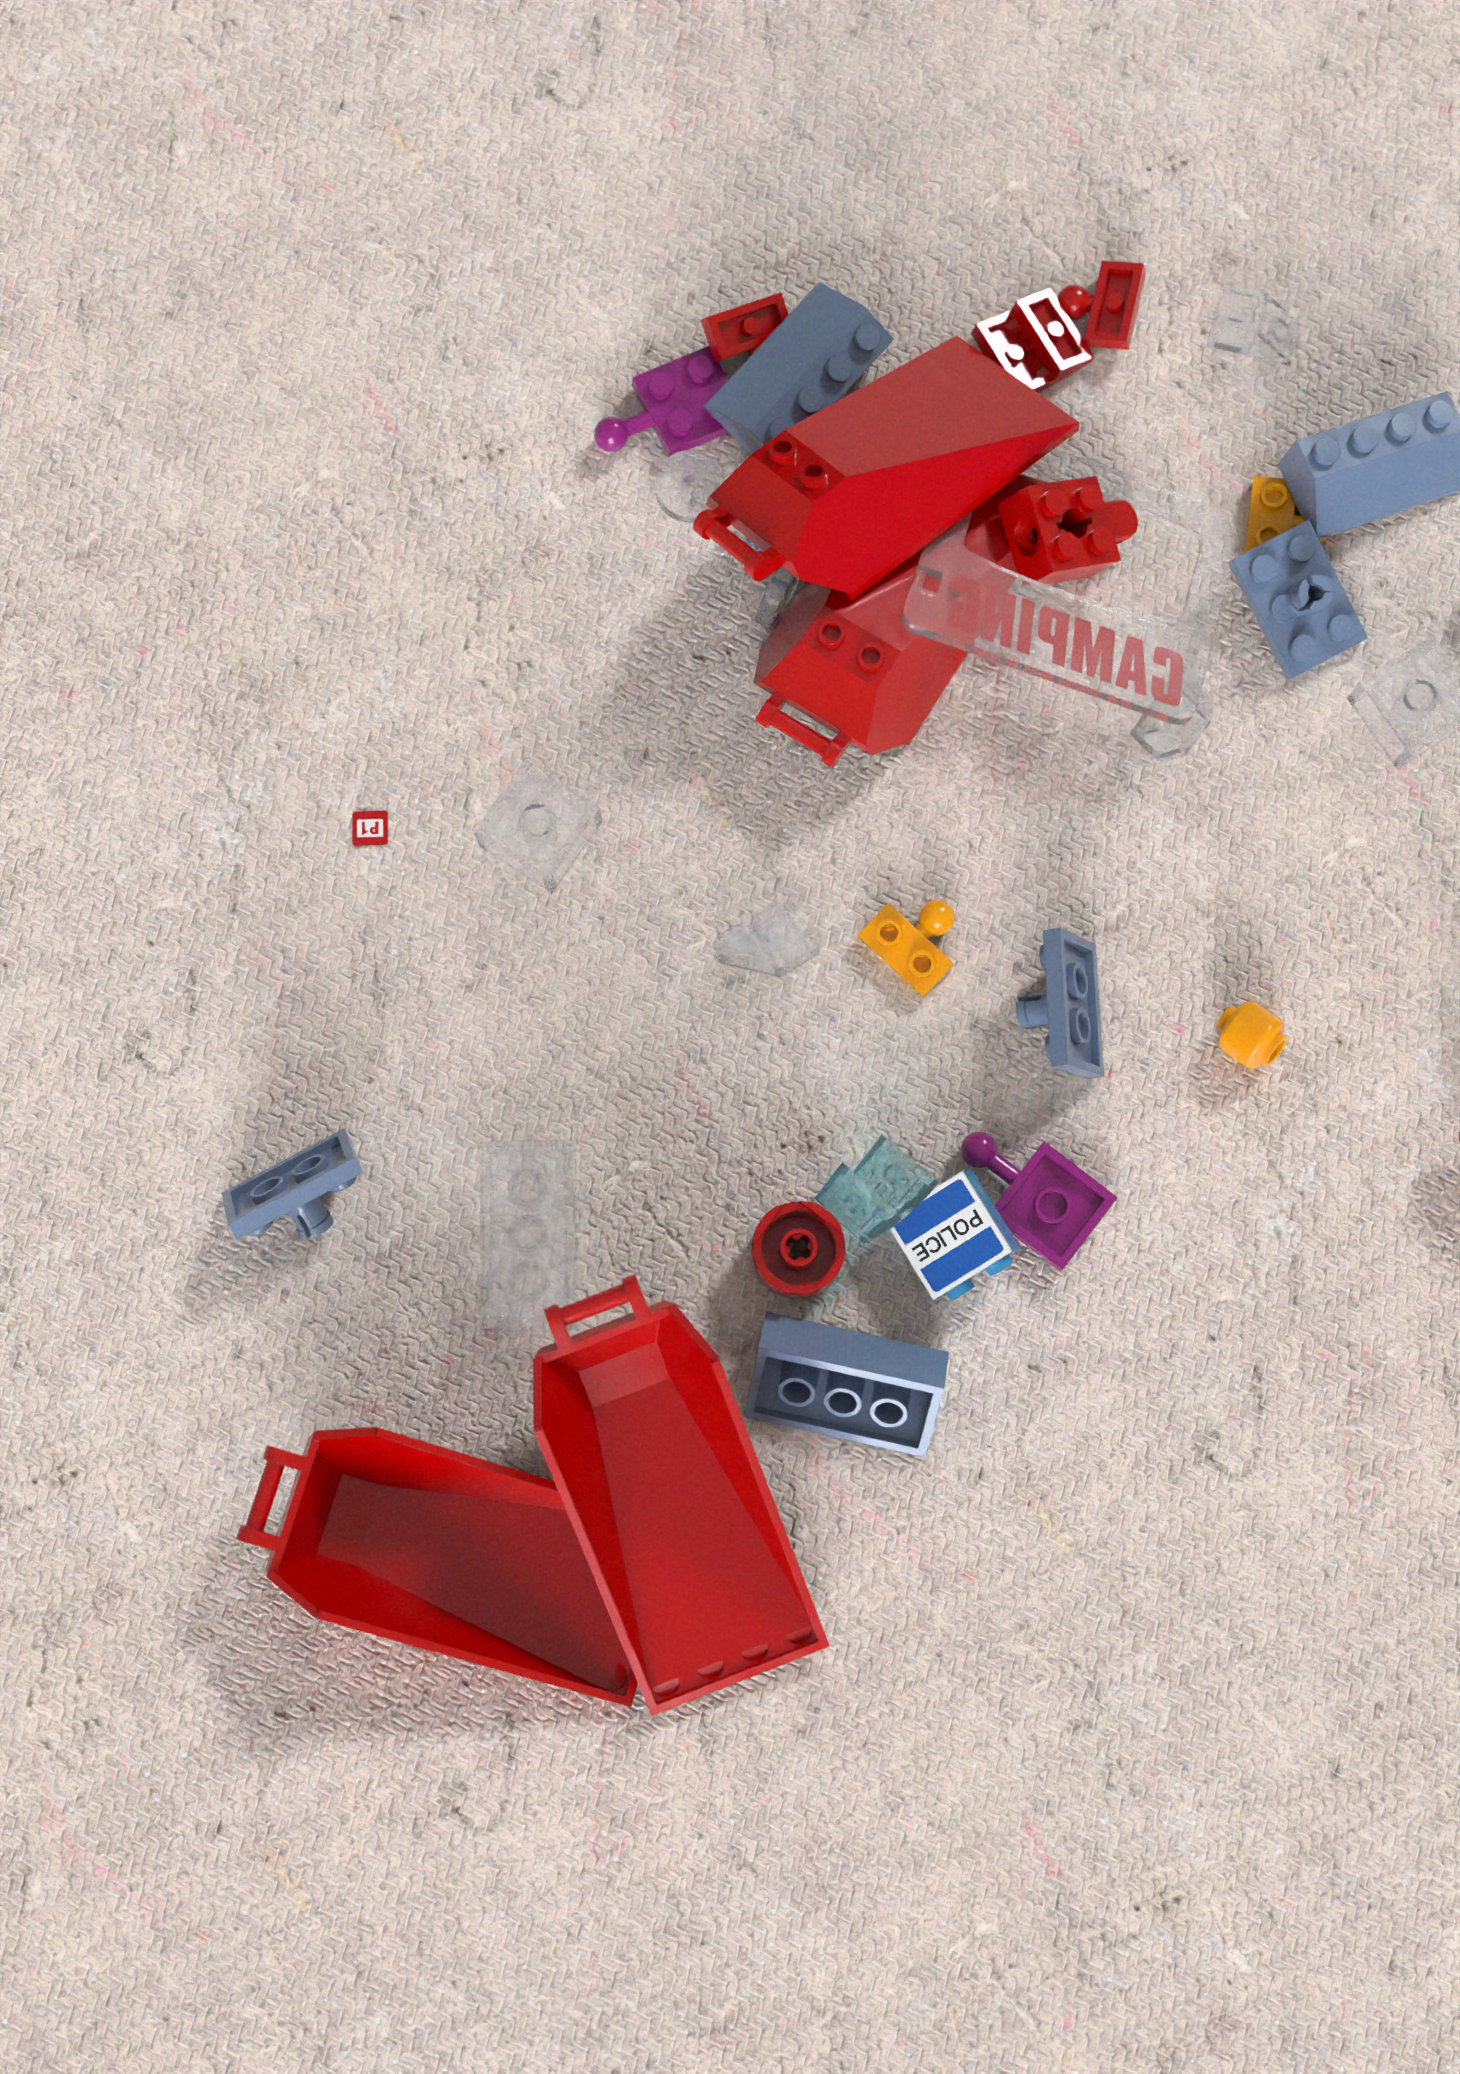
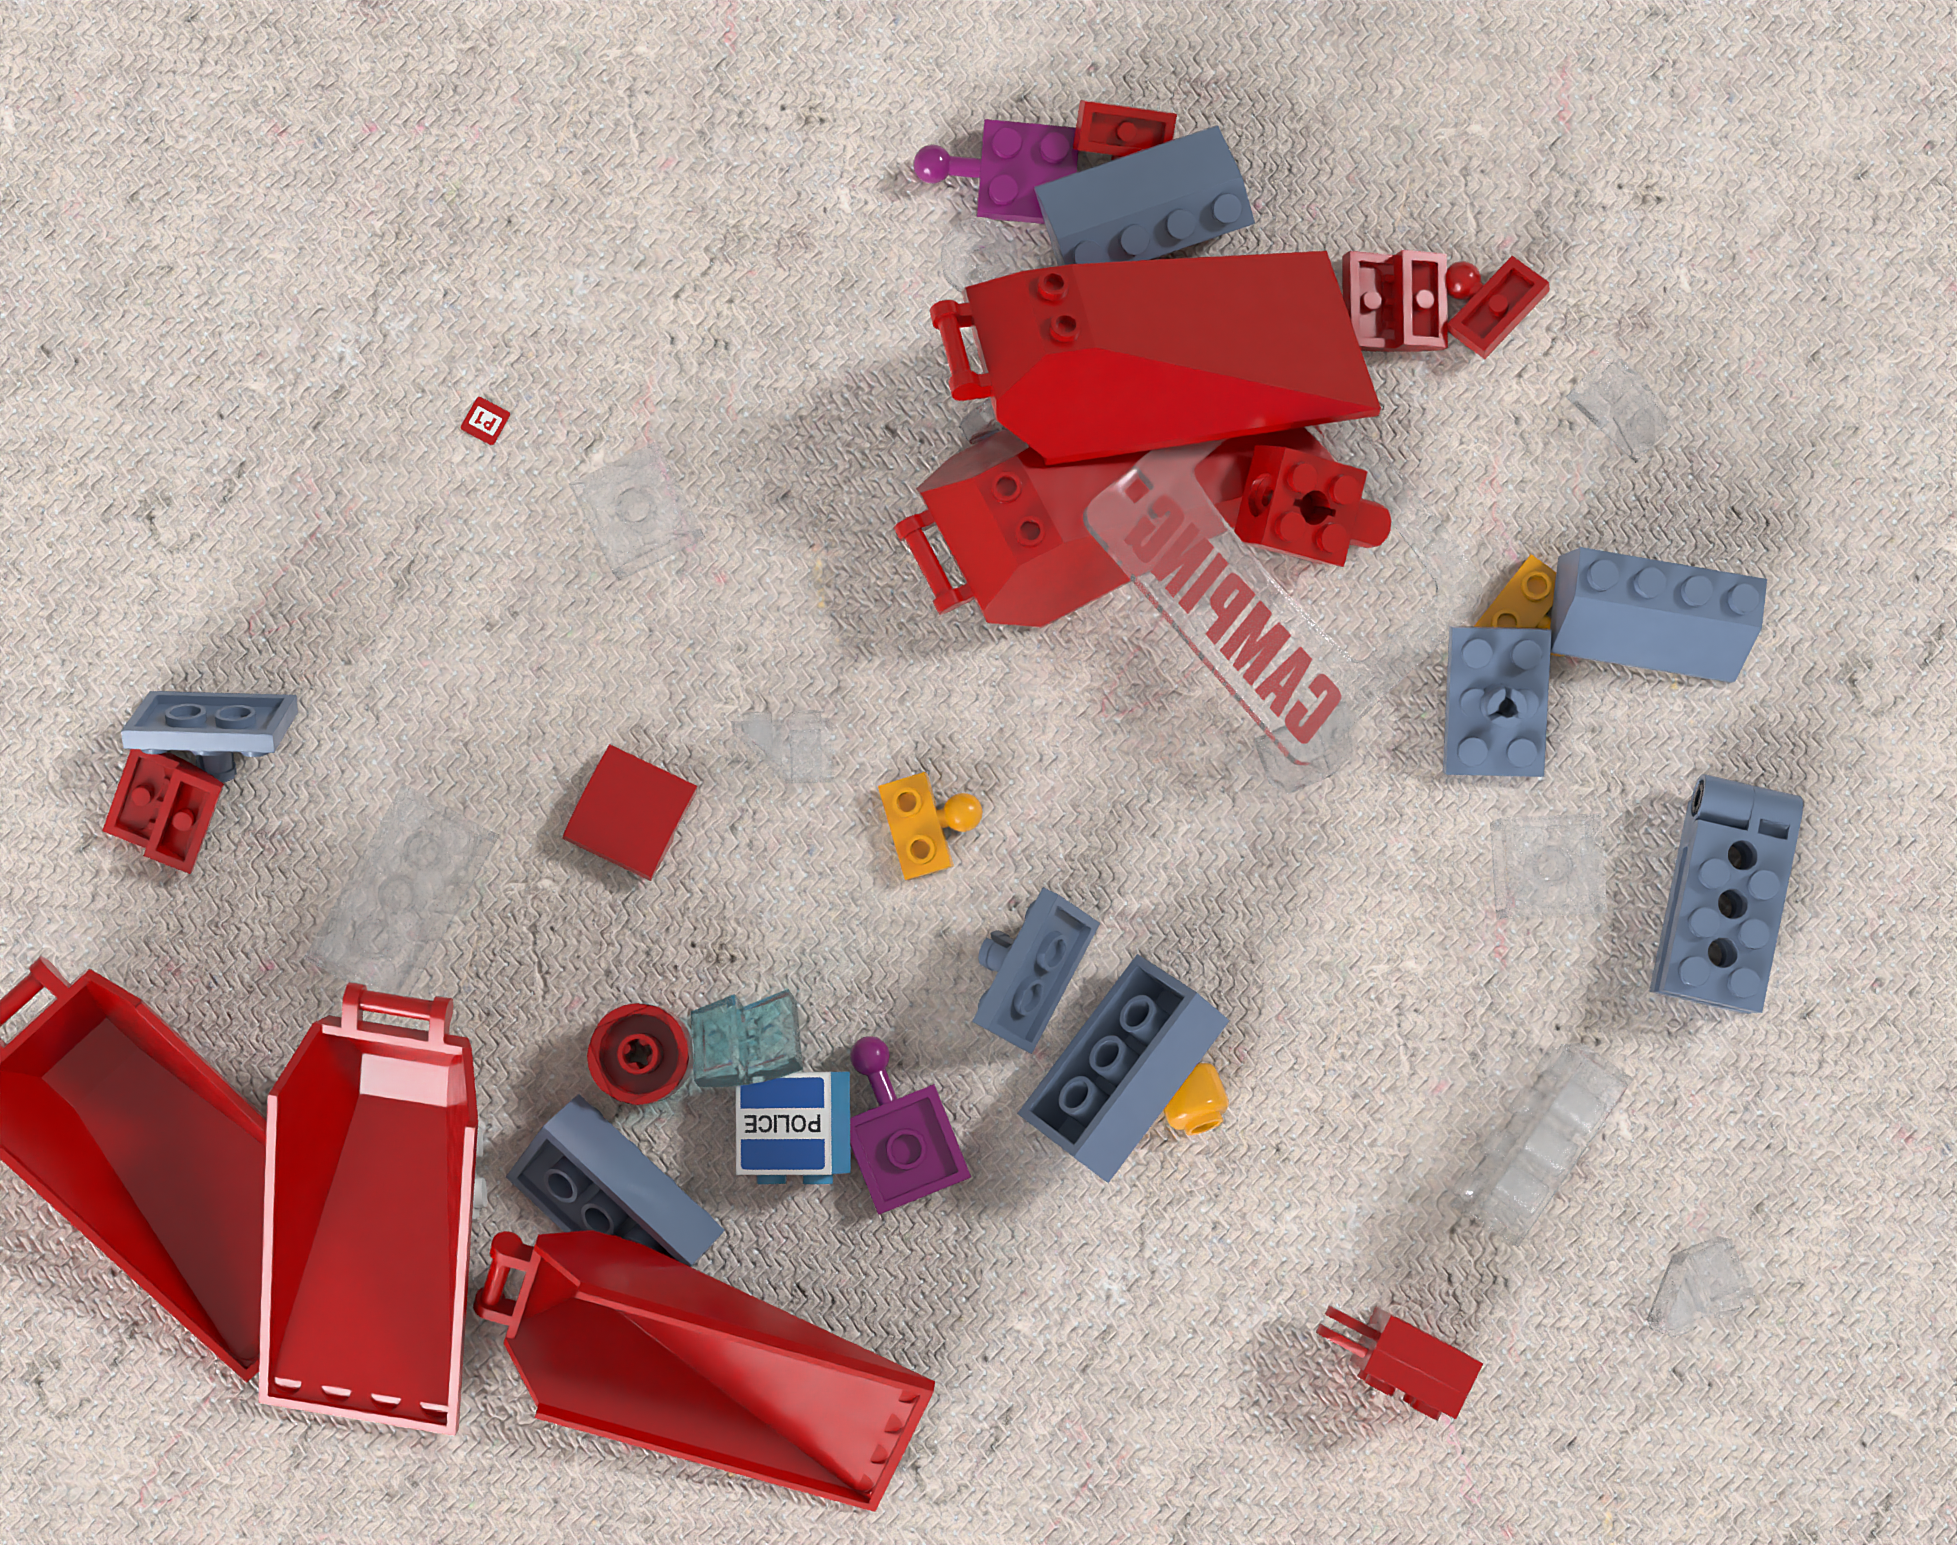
camera: 30 degrees right, 5 degrees up
(291, 1276) = (164, 807): none -> red slope
(672, 1067) = (629, 812): none -> red slope
(1000, 1468) = (698, 1368): none -> red windscreen
(1187, 1038) = (1123, 1067): none -> sand blue brick

